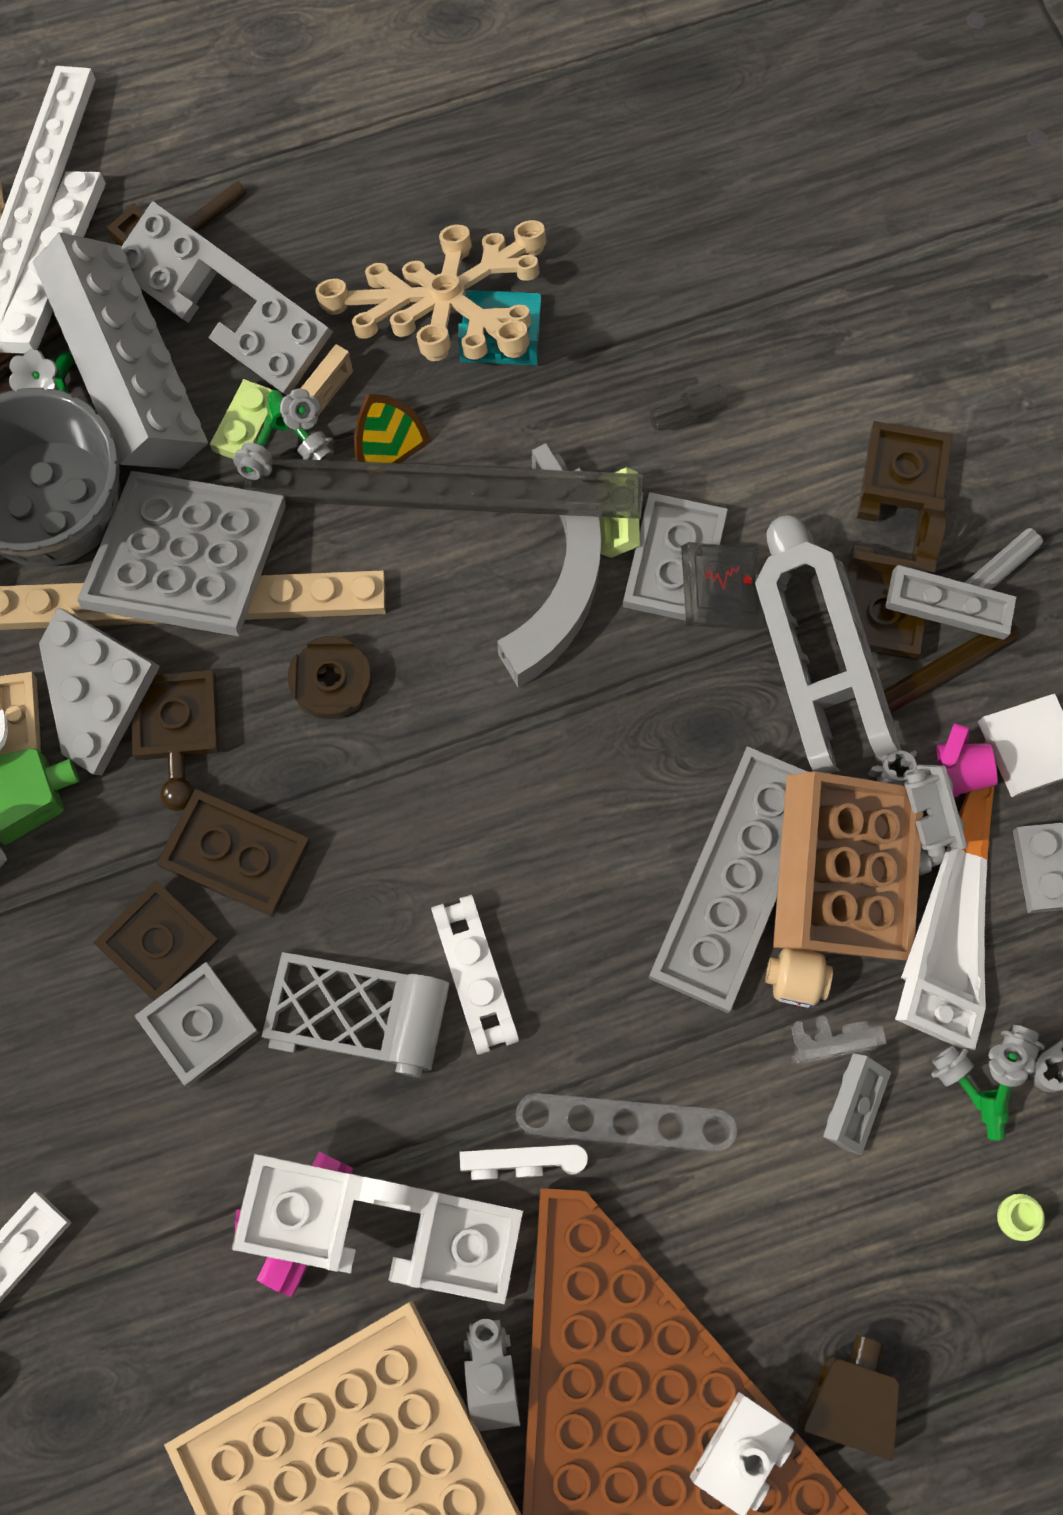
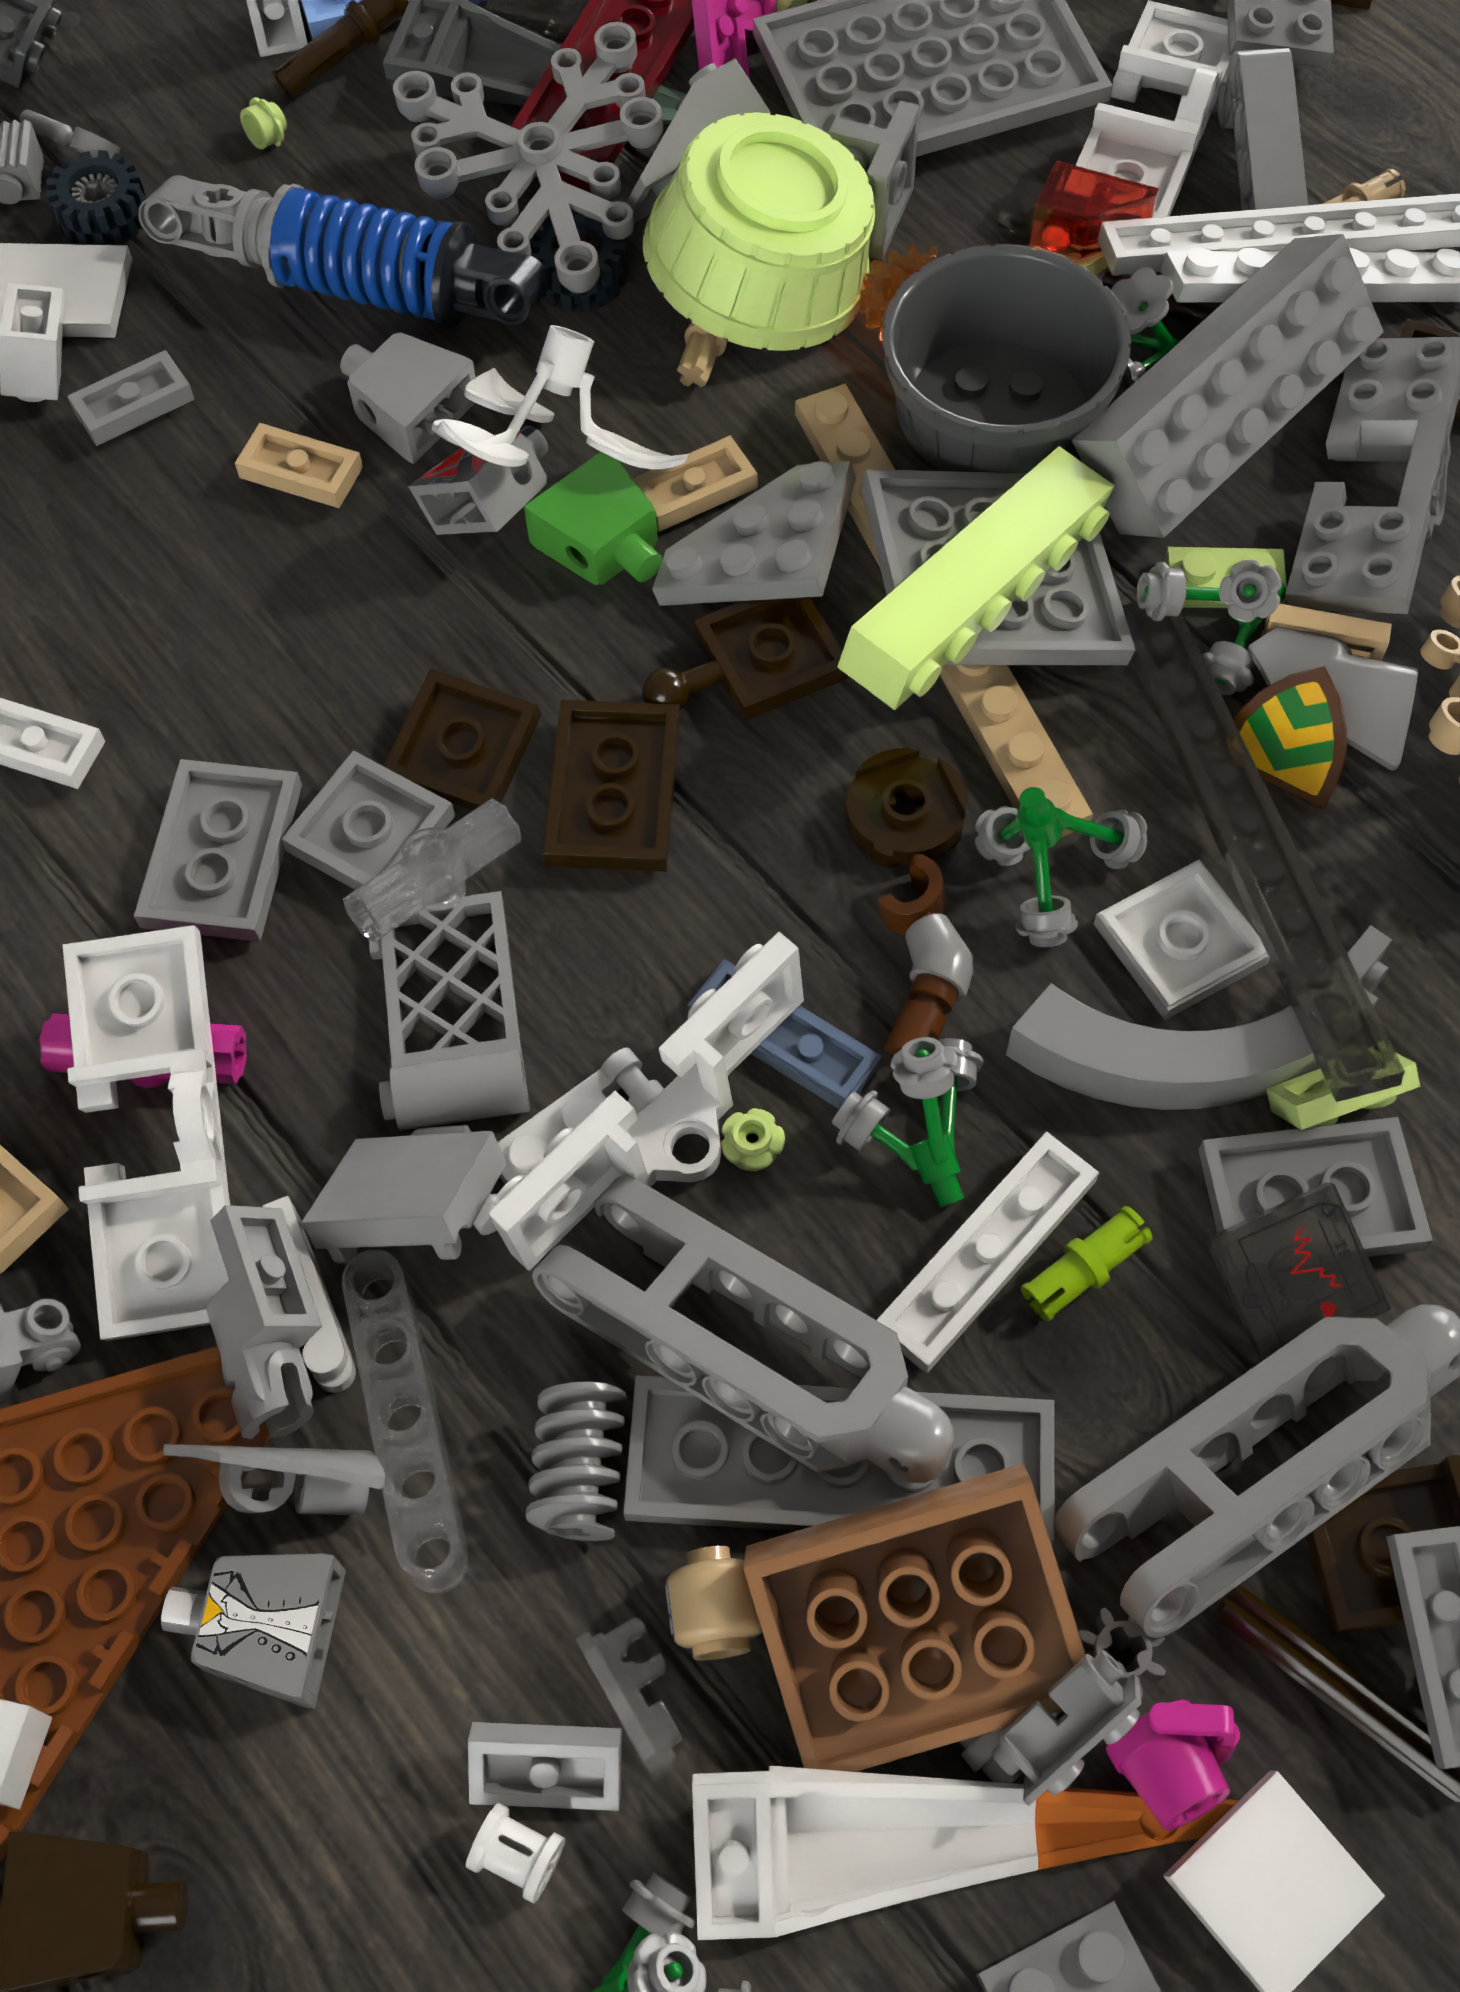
camera: 70 degrees right, 10 degrees down
(169, 1132) = (219, 850): none -> light grey plate
(203, 564) = (975, 579): none -> yellowish green brick
(264, 1009) = (432, 870): none -> clear piece
(372, 374) = (1373, 693): none -> light grey panel
(379, 626) = (1038, 825): none -> light grey plant
(446, 699) = (938, 956): none -> reddish brown piece
(455, 811) = (810, 1050): none -> sand blue tile
(485, 557) = (1182, 939): none -> white tile
(485, 1073) = (406, 1192): none -> light grey piece
(486, 882) = (613, 1141): none -> white plate
(521, 866) = (752, 1155): none -> yellowish green plate
(543, 1188) = (263, 1320): none -> light grey plate
(545, 733) = (924, 1072): none -> plant
(643, 748) = (987, 1250): none -> white plate
(643, 1208) = (321, 1478): none -> light grey panel
(670, 696) = (1086, 1263): none -> lime pin
(690, 1027) = (572, 1460): none -> light grey piece
(722, 1247) = (262, 1621): none -> light grey torso
(739, 839) = (875, 1423): none -> light grey piece
(903, 1121) = (515, 1852): none -> white bush

